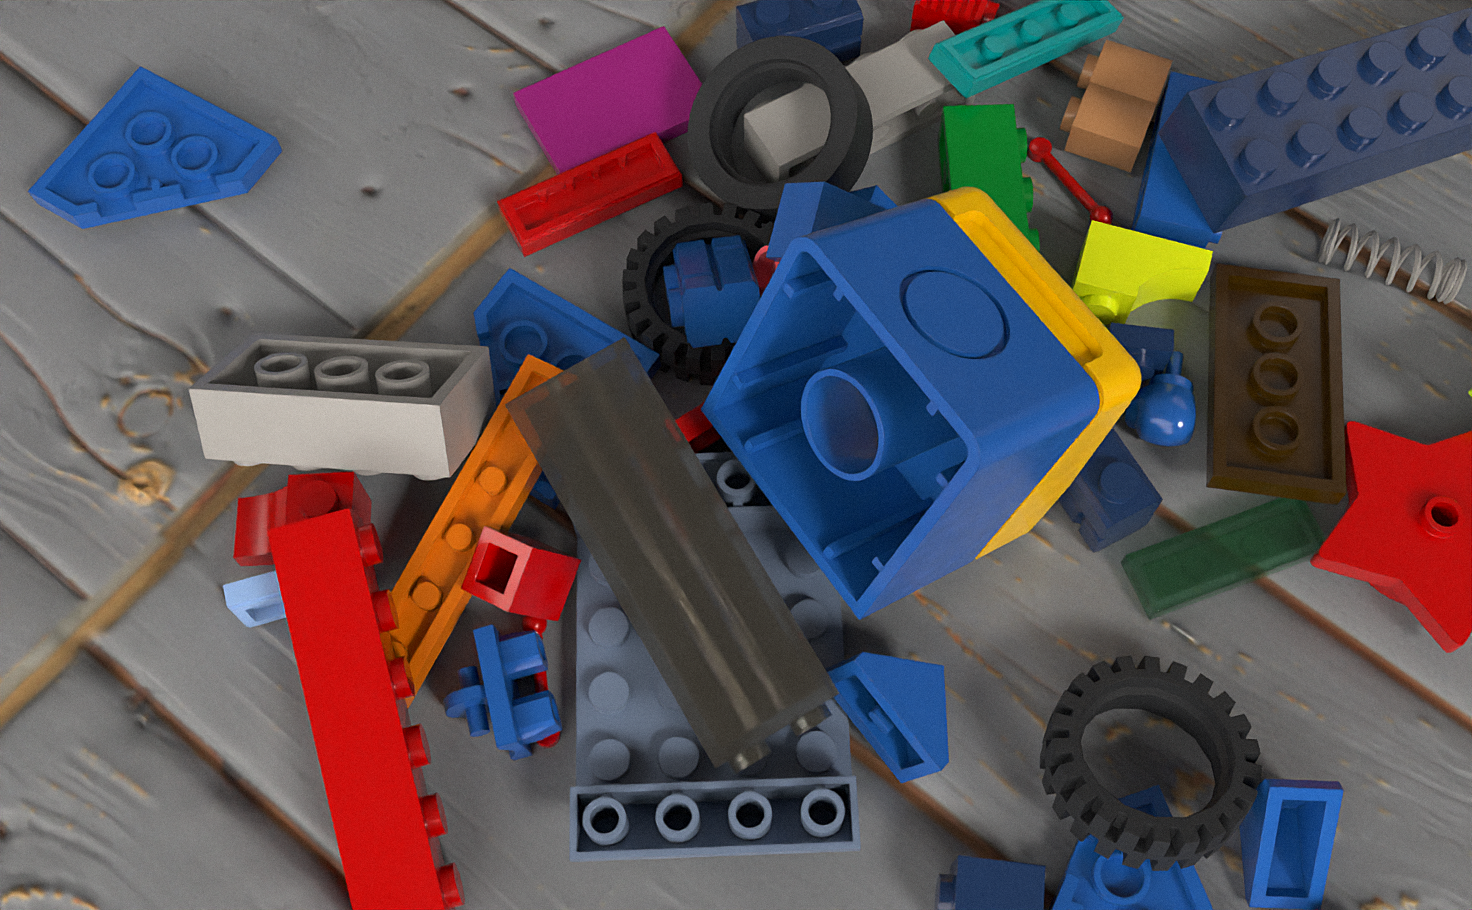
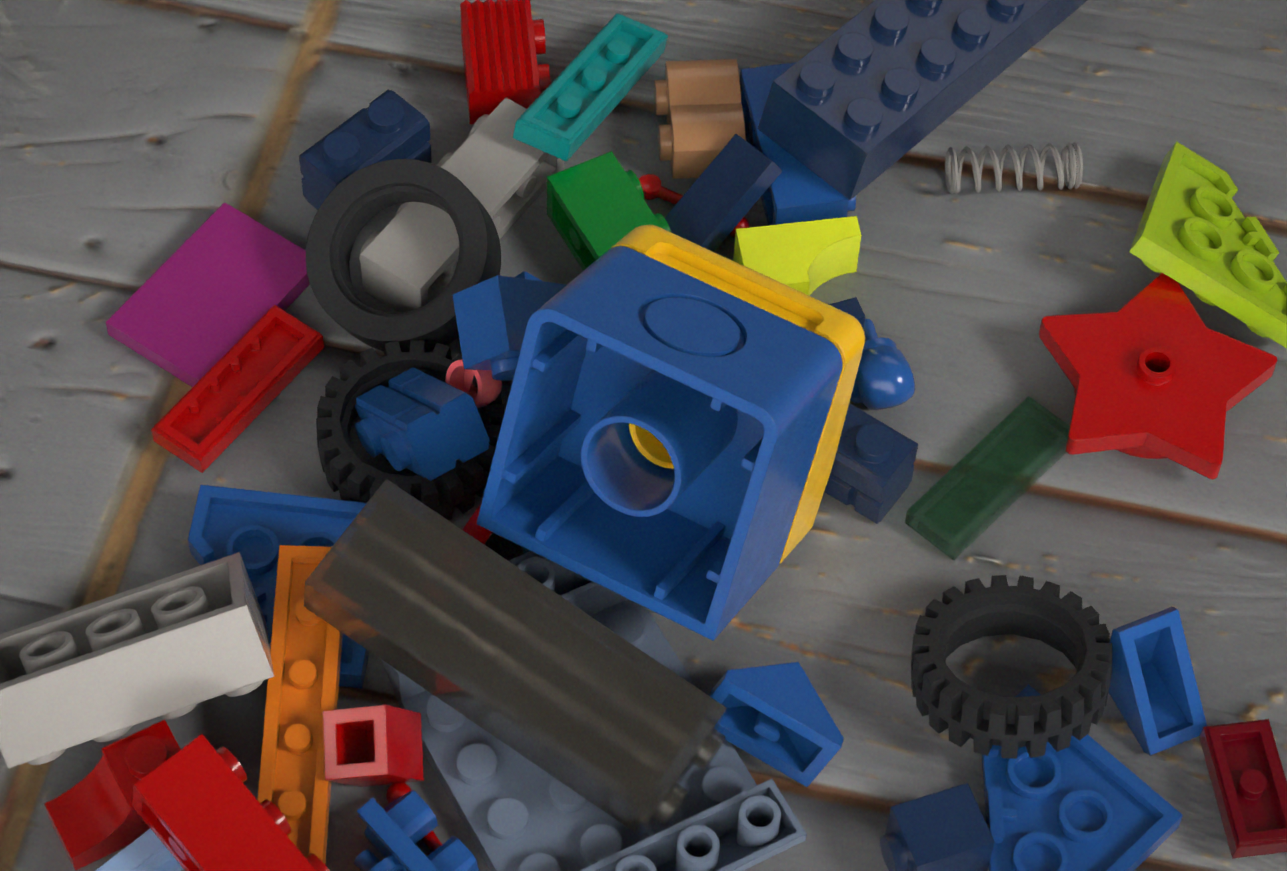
camera: 30 degrees left, 10 degrees down
(1094, 185) = (722, 194): none -> dark blue tile
(1275, 385) = (964, 311): dark brown plate -> none

